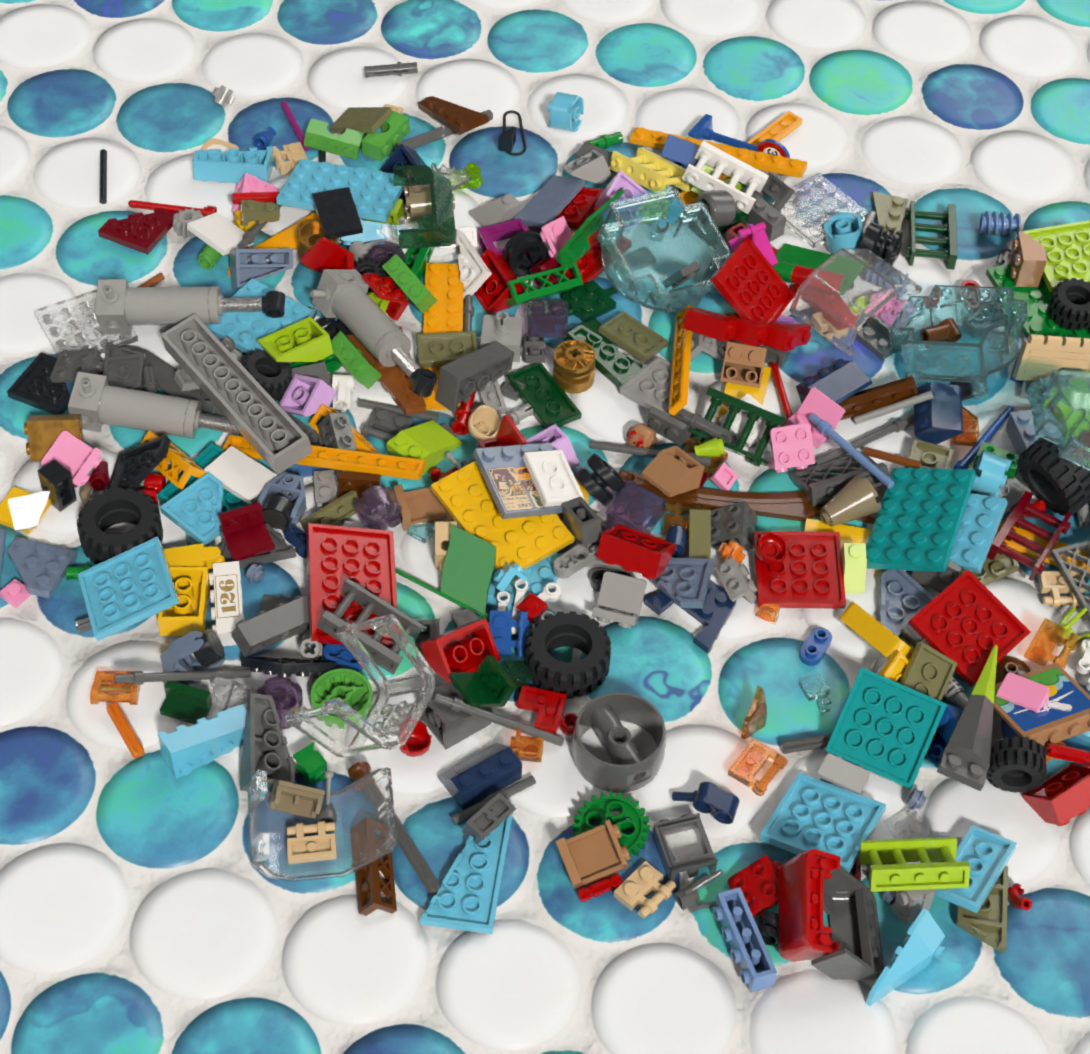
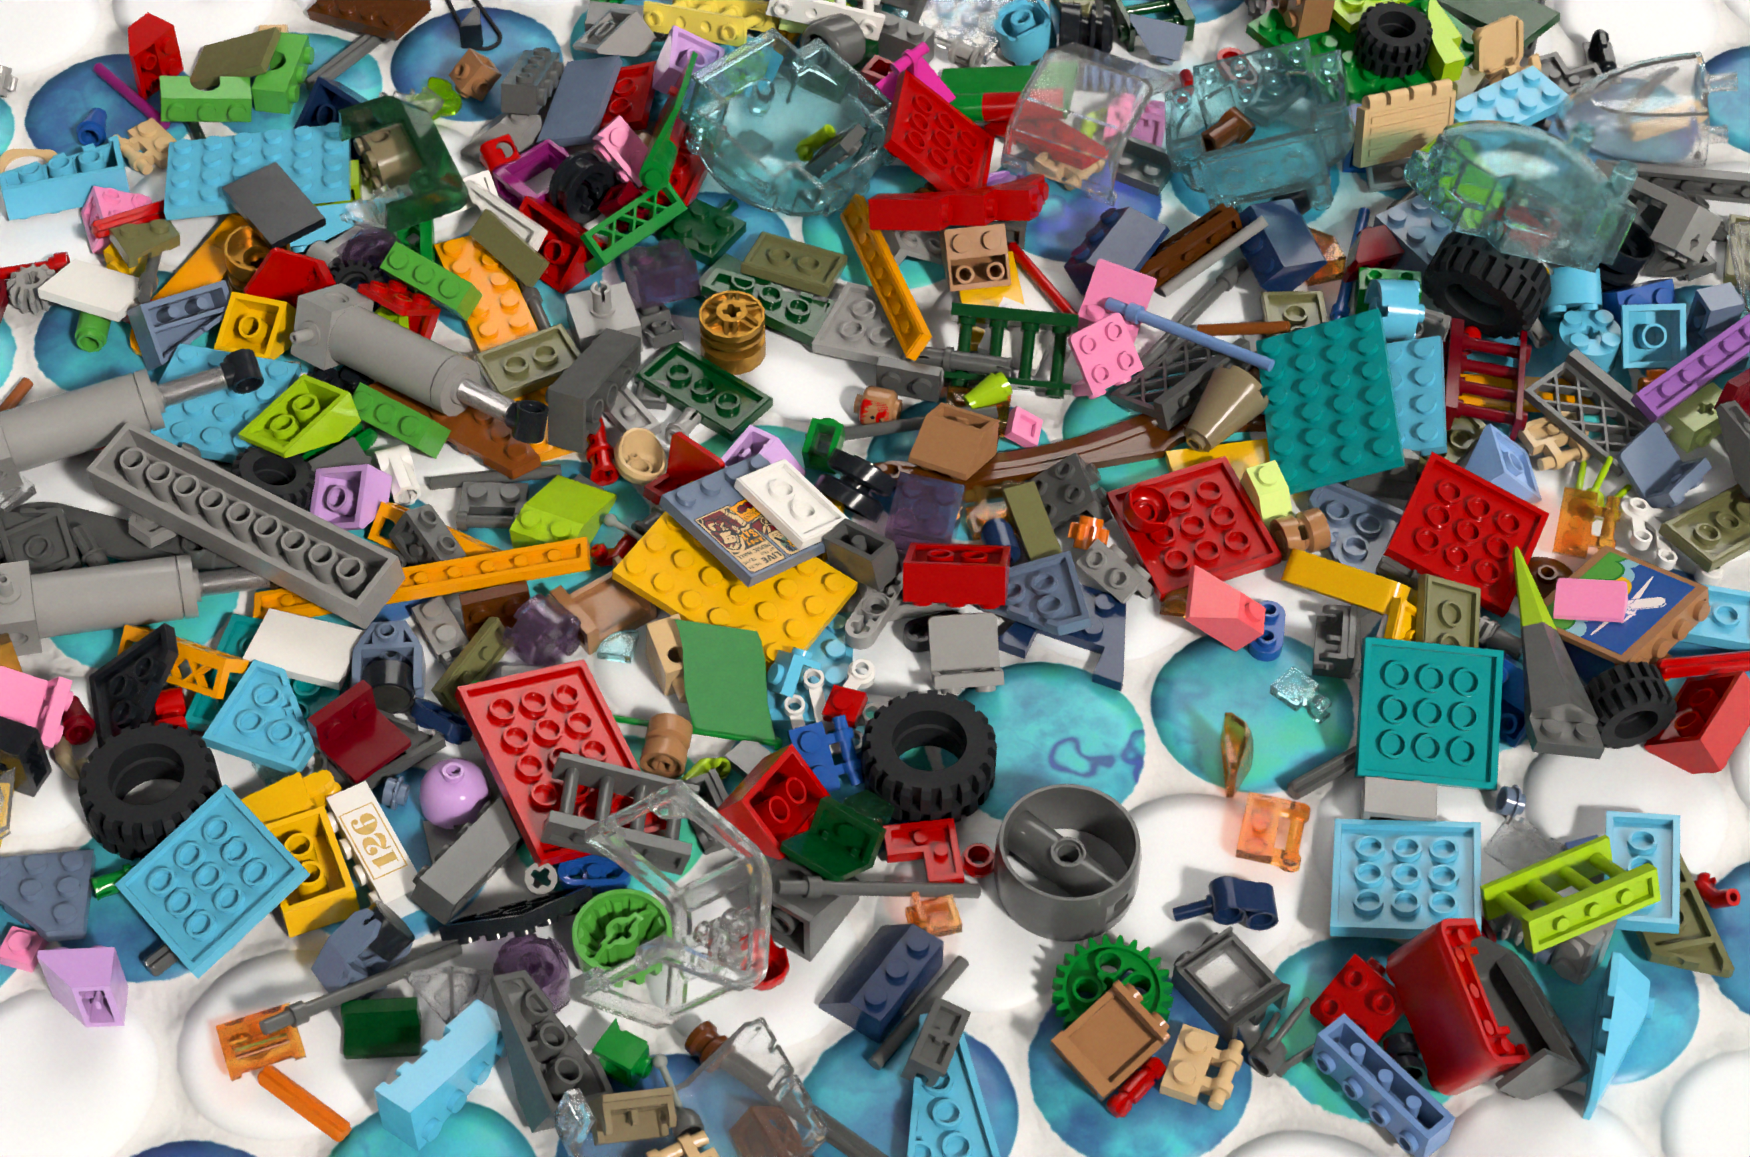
camera: 20 degrees left, 0 degrees up
(38, 623) = (87, 983): none -> lavender slope
(286, 583) = (453, 792): none -> lavender cylinder
(298, 281) = (256, 325): none -> yellow slope
(314, 103) = (153, 53): none -> red slope
(419, 597) = (666, 745): none -> medium nougat wheel
(444, 619) = (703, 766): none -> lime arm
(465, 277) = (509, 248): none -> olive tile
(484, 221) = (494, 158): none -> red leg
(495, 168) = (474, 75): none -> medium nougat brick
(524, 181) = (531, 81): none -> dark grey brick
(596, 444) = (820, 441): none -> green window
(675, 266) = (809, 145): none -> lime arm
(790, 624) = (1222, 610): none -> coral slope
(802, 238) = (965, 54): none -> light grey bush
(851, 666) = (1335, 642): none -> dark grey hinge
(871, 595) = (1305, 532): none -> medium nougat wheel
(929, 261) = (1161, 37): none -> sand blue slope
(1000, 433) = (1372, 249): none -> dark red slope
(1017, 593) = (1504, 464): none -> light blue slope

